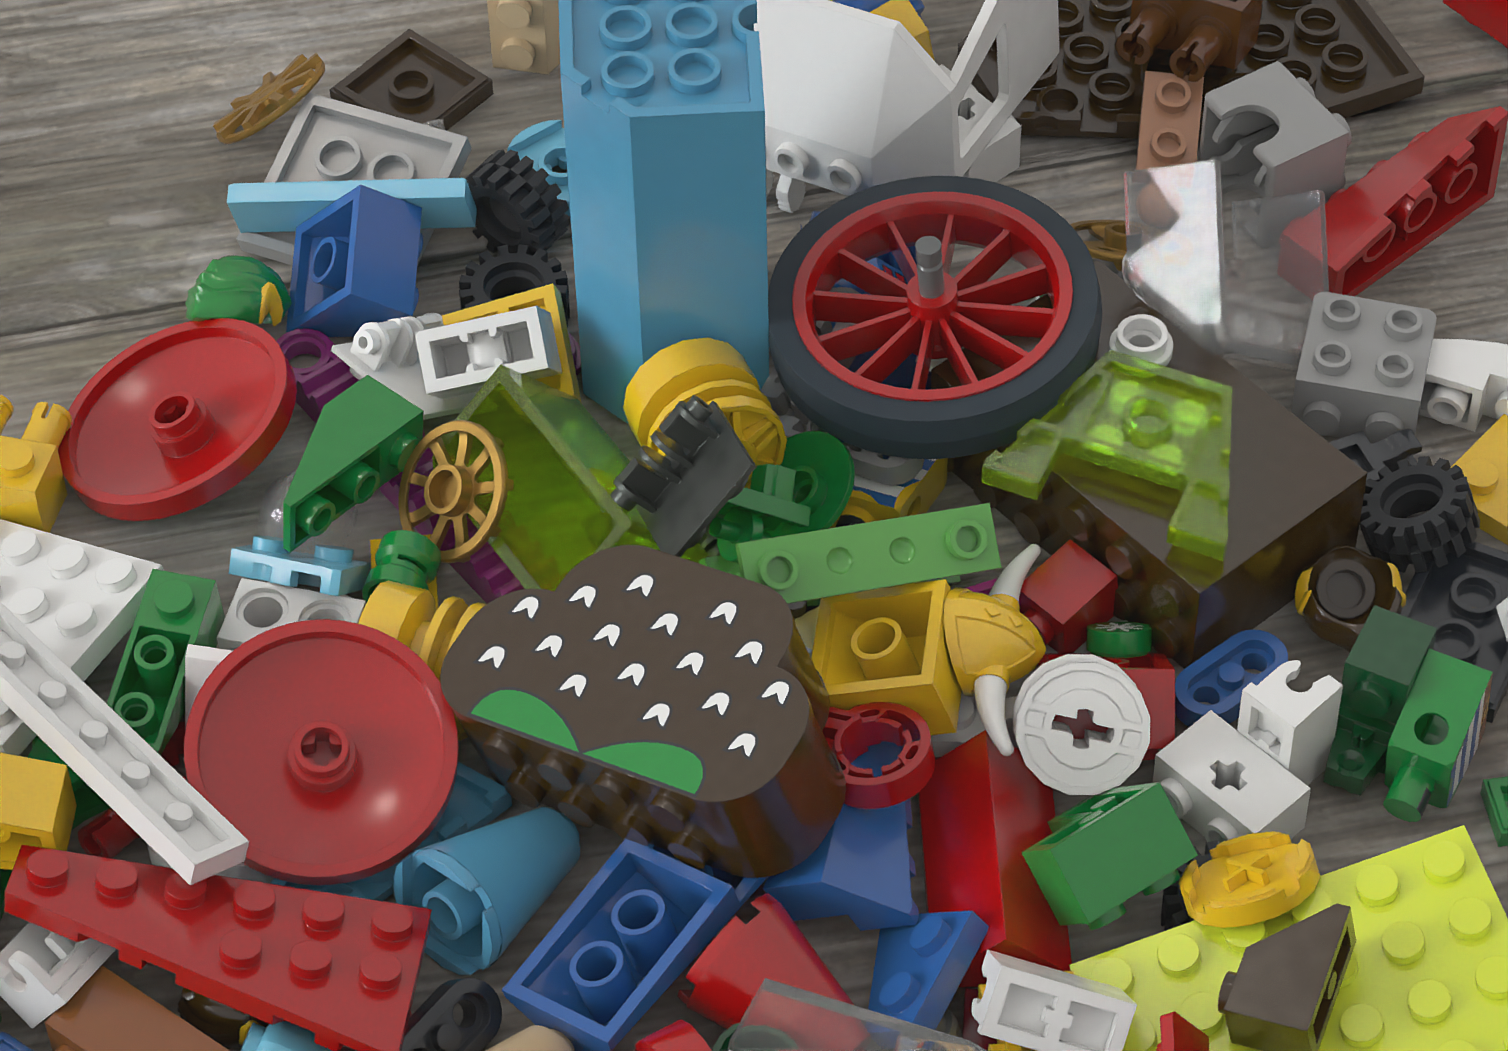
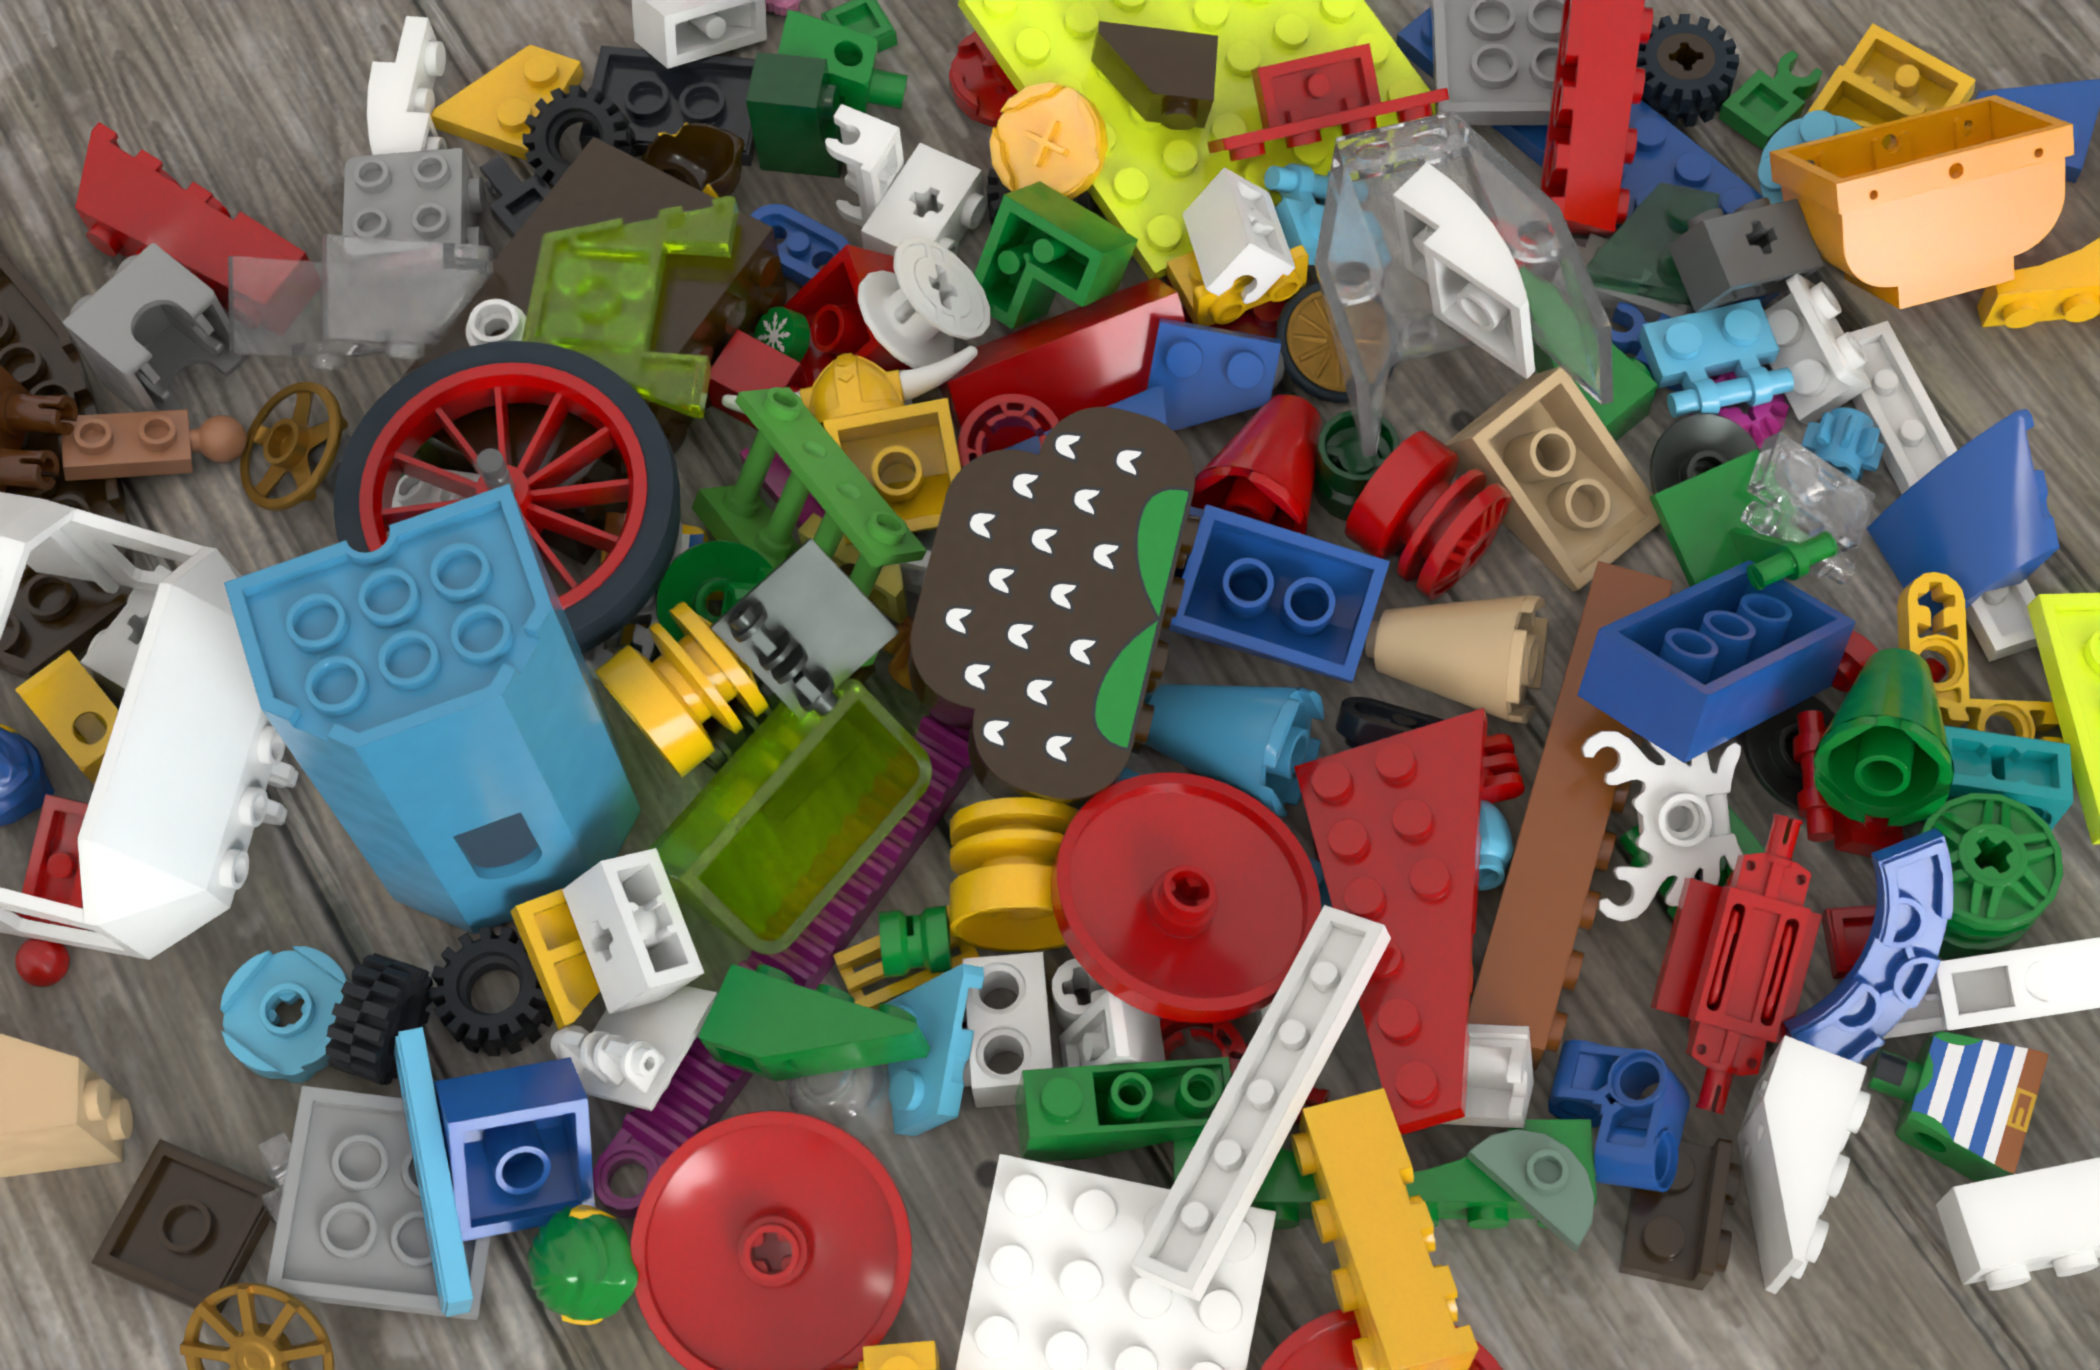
camera: 105 degrees left, 15 degrees up
(454, 488) = (814, 908): pearl gold wheel -> none

